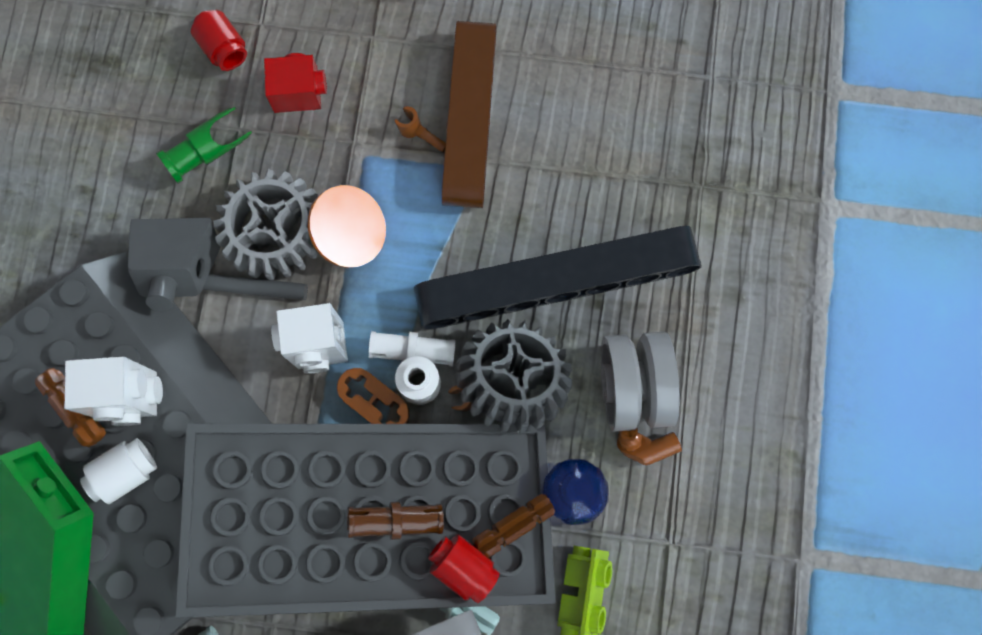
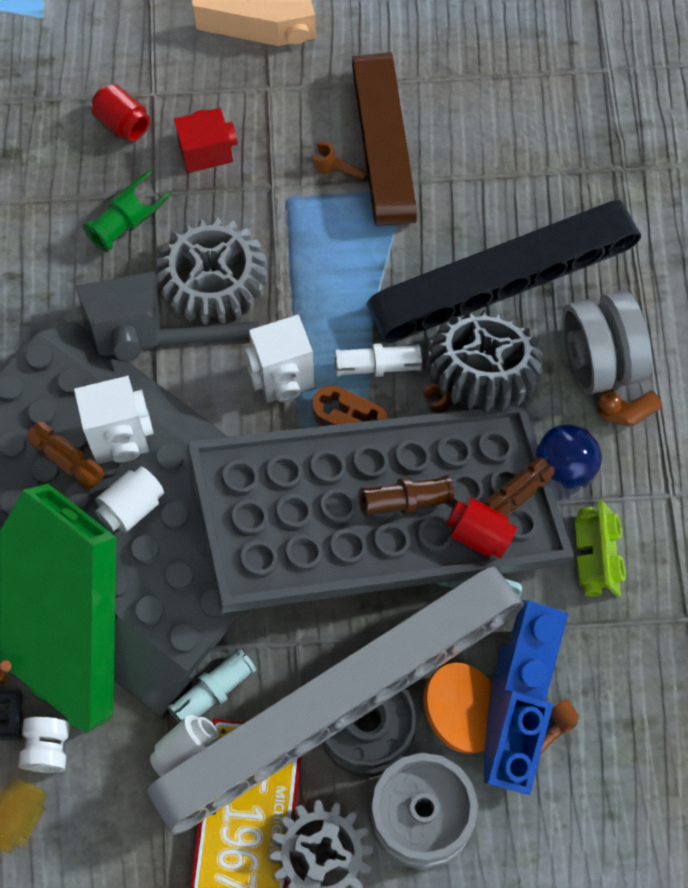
camera: 10 degrees left, 10 degrees down
(346, 226) = (288, 258): piece -> none
(421, 393) = (392, 383): white brick -> none

